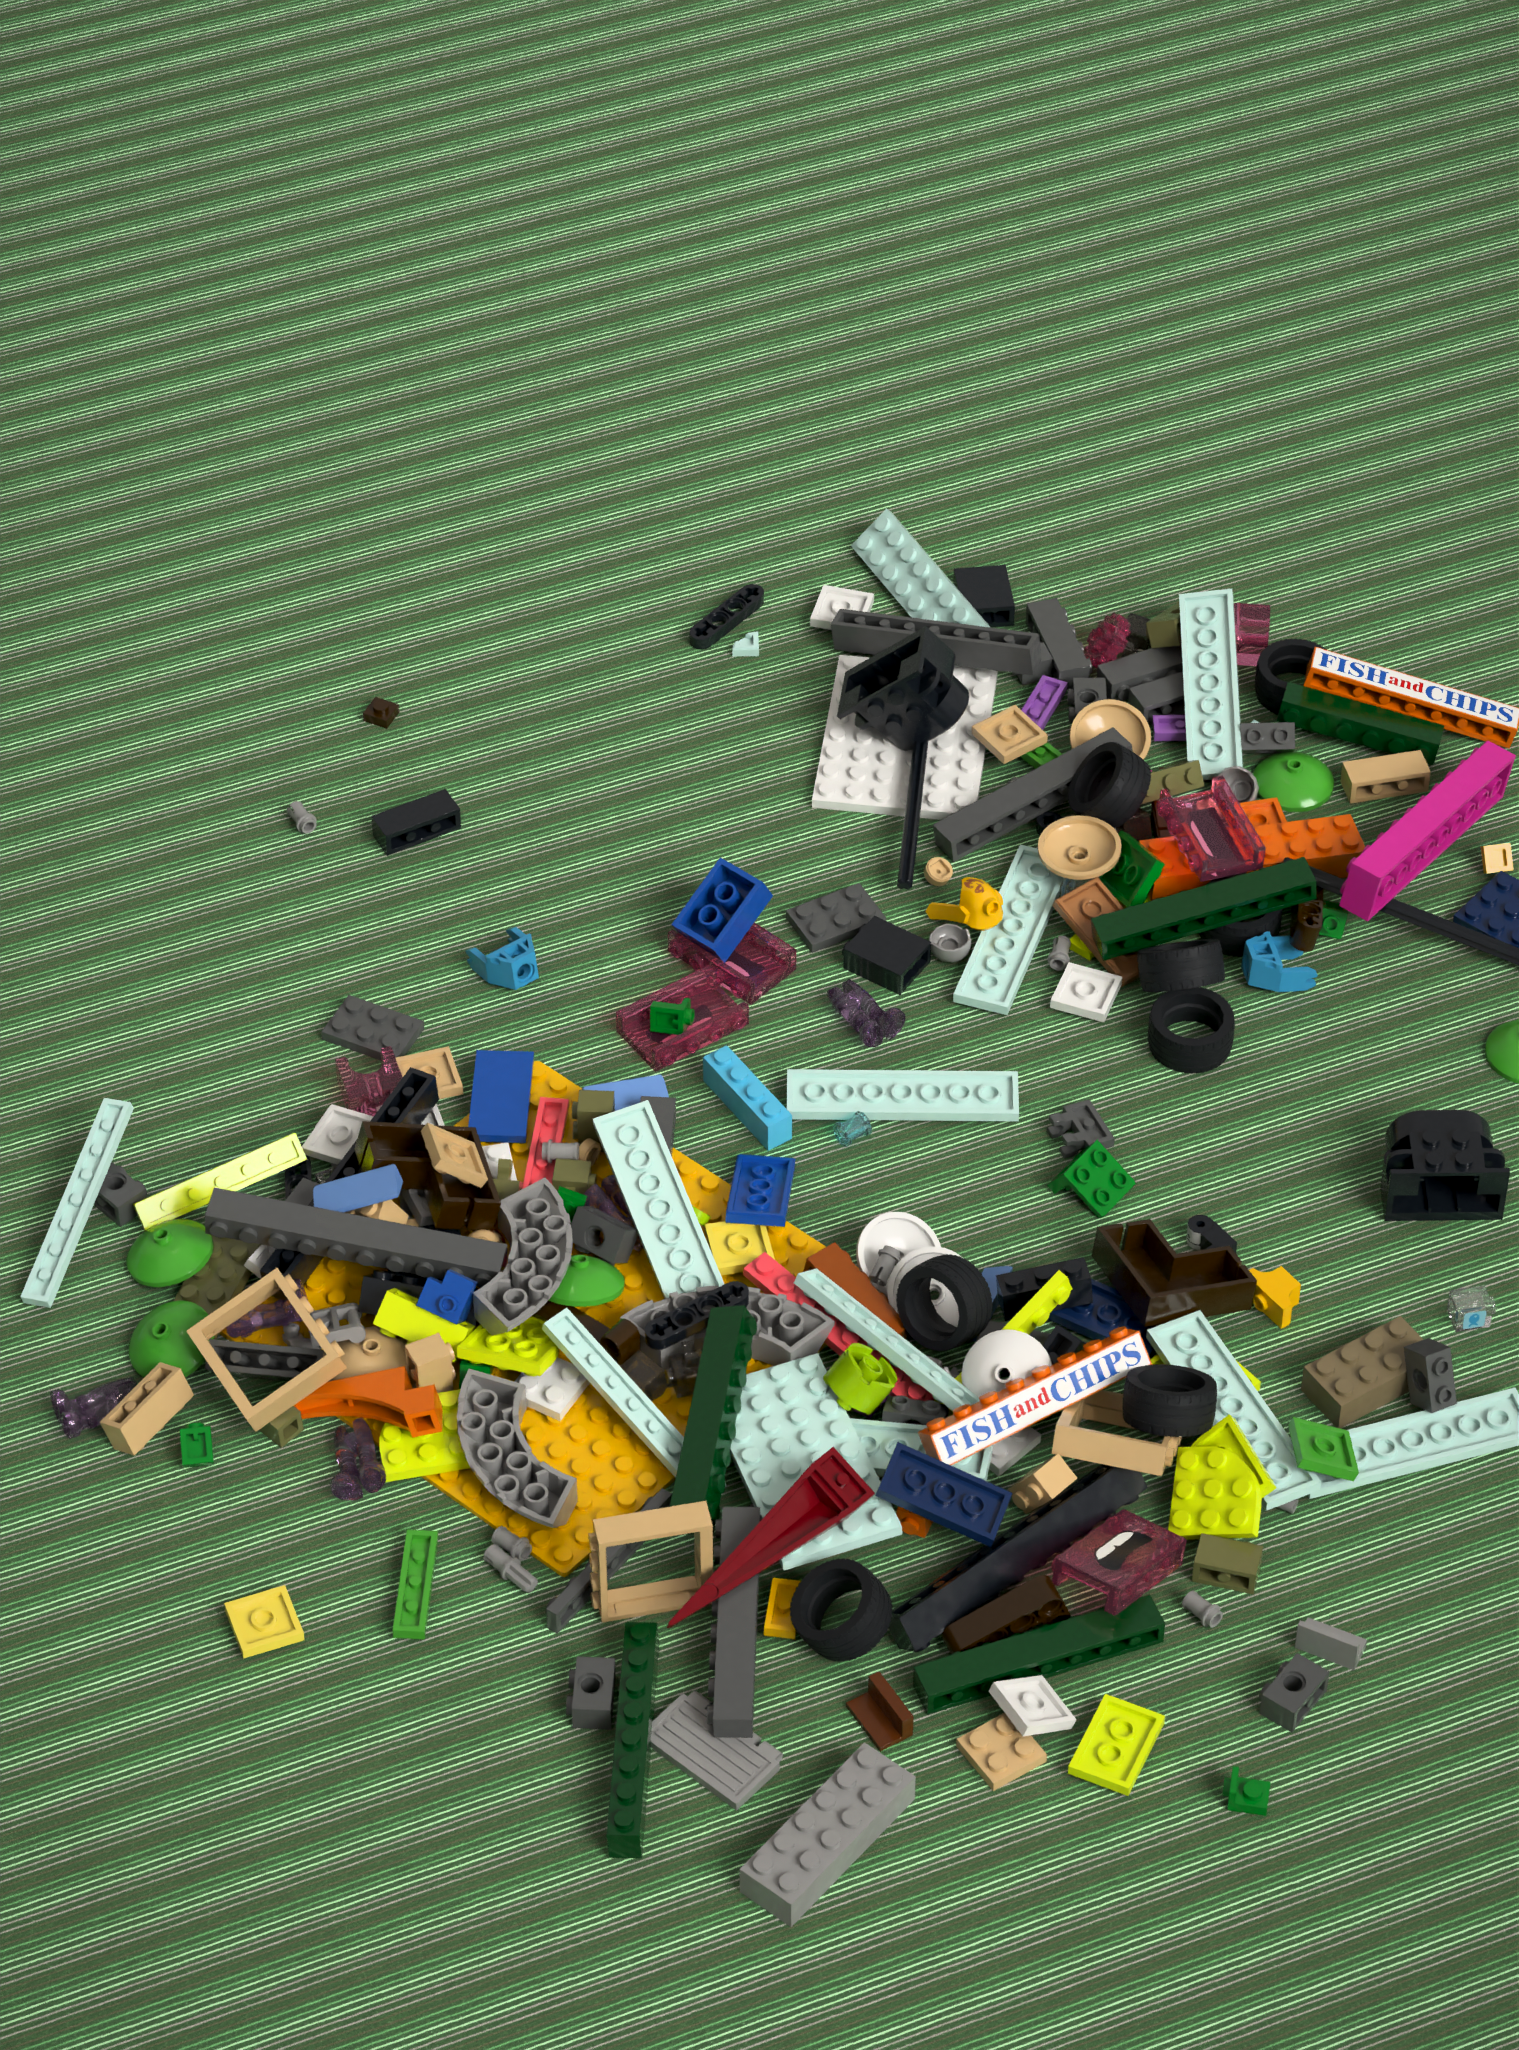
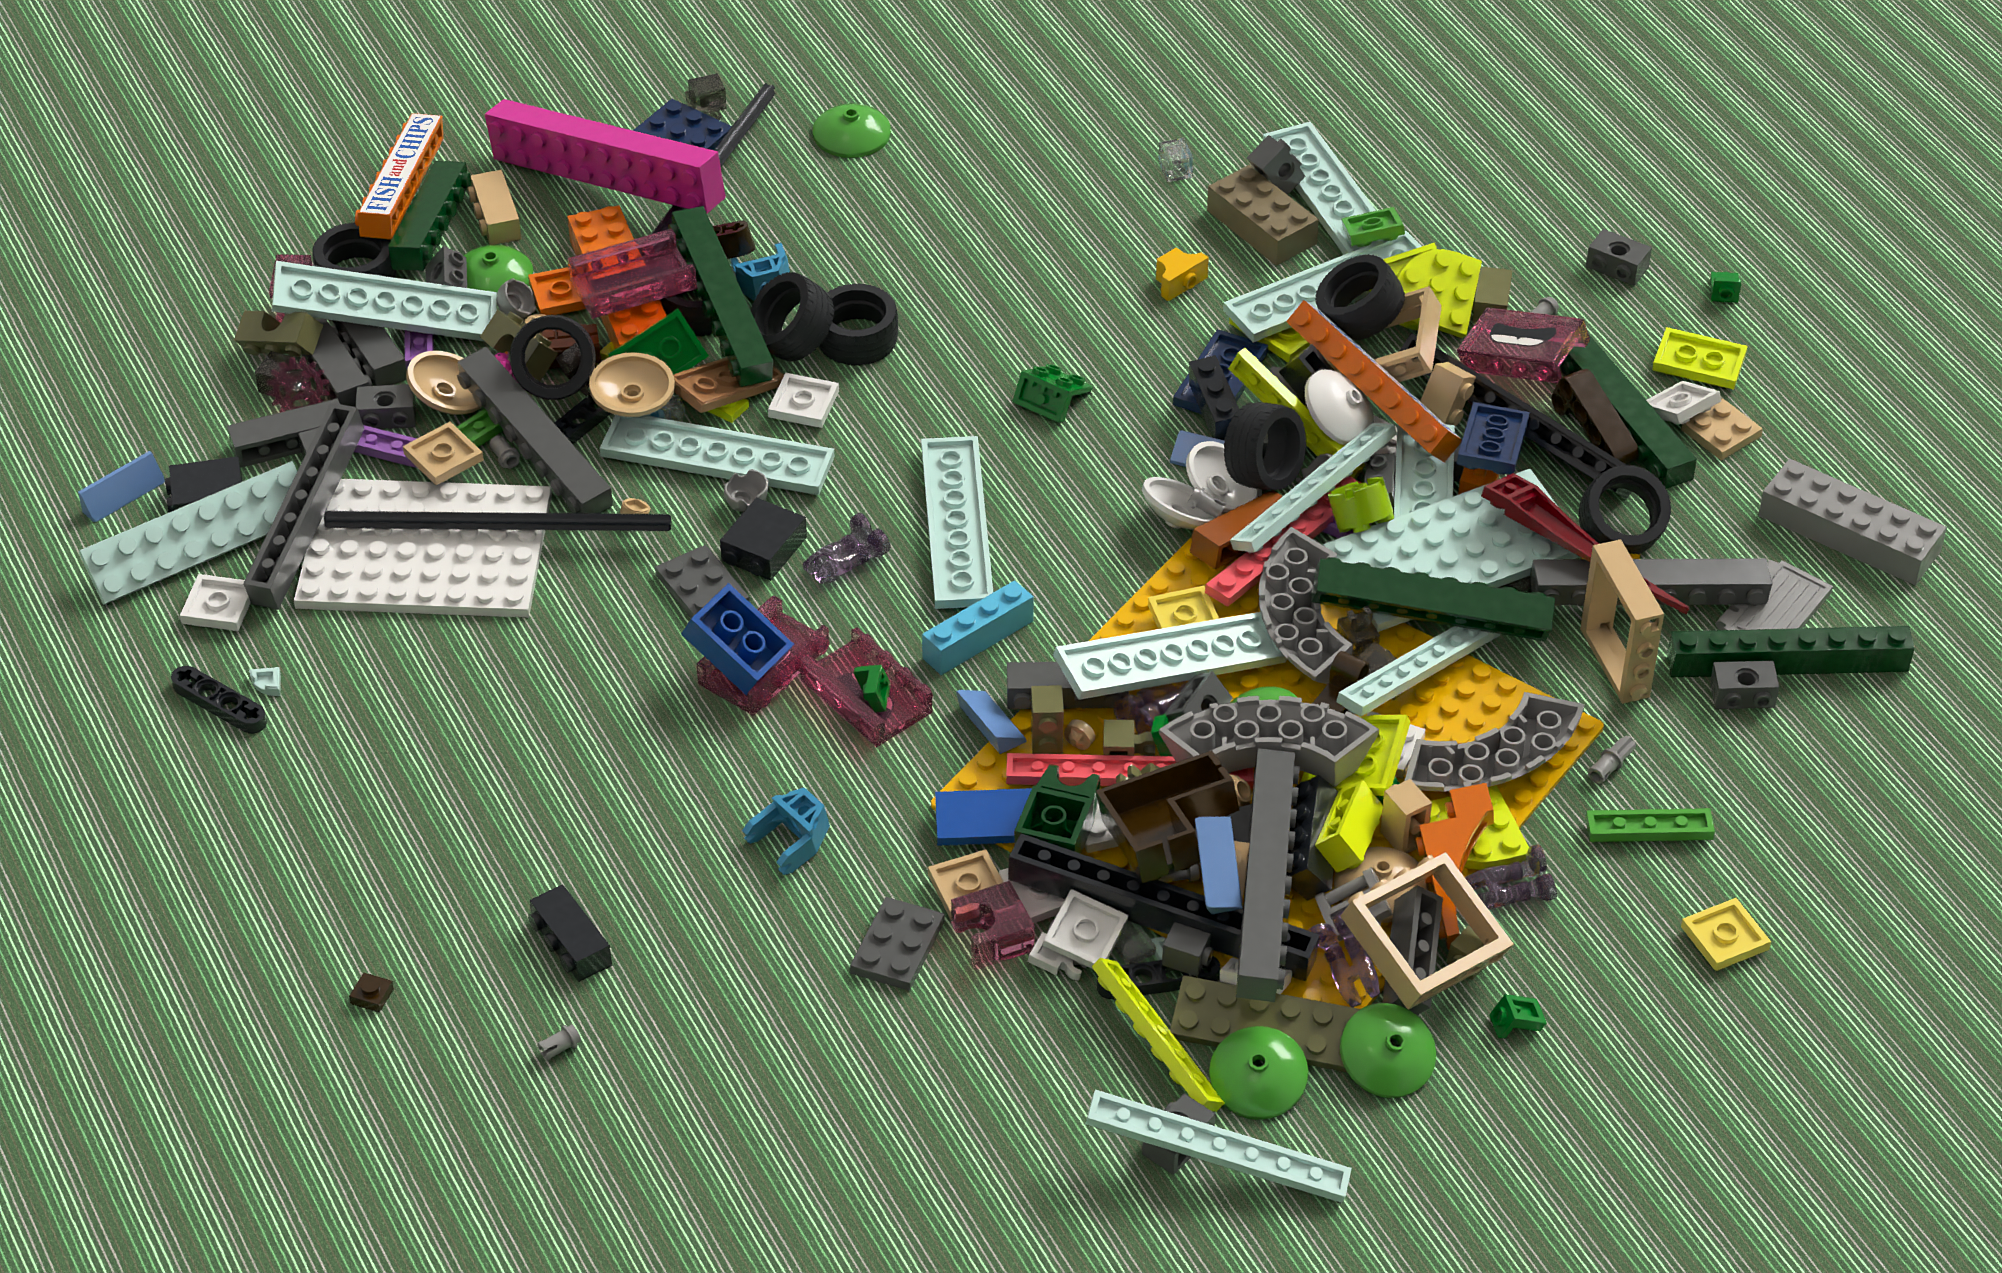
camera: 95 degrees left, 0 degrees up
(90, 1408) = (1478, 1090): clear purple piece -> none
(147, 1408) = (1488, 1053): tan brick -> none
(449, 1297) = (1336, 785): blue brick -> none
(454, 1155) = (1150, 789): tan plate -> none
(469, 1104) = (1060, 811): none -> dark green brick
(516, 1546) = (1586, 755): light grey pin -> none
(554, 1150) = (1094, 750): light grey pin -> none
(578, 1590) = (1589, 686): dark grey plate -> none
(694, 1312) = (1303, 619): black beam -> none
(760, 1190) = (1108, 605): blue tile -> none
(852, 1128) = (1007, 552): clear light blue bush -> none
(882, 1713) = (1706, 499): reddish brown panel -> none
(906, 691) = (404, 478): black brick -> none
(977, 908) = (704, 453): yellow piece -> none
(994, 546) = (121, 487): none -> medium blue slope
(1059, 957) = (750, 420): light grey pin -> none
(1085, 1124) = (984, 393): dark grey plate -> none
(1168, 1284) = (1183, 328): dark brown piece -> none
(1207, 1234) = (1120, 312): black leg -> none
(1329, 1643) = (1556, 241): light grey panel -> none
(1442, 1168) = (1026, 165): black brick -> none

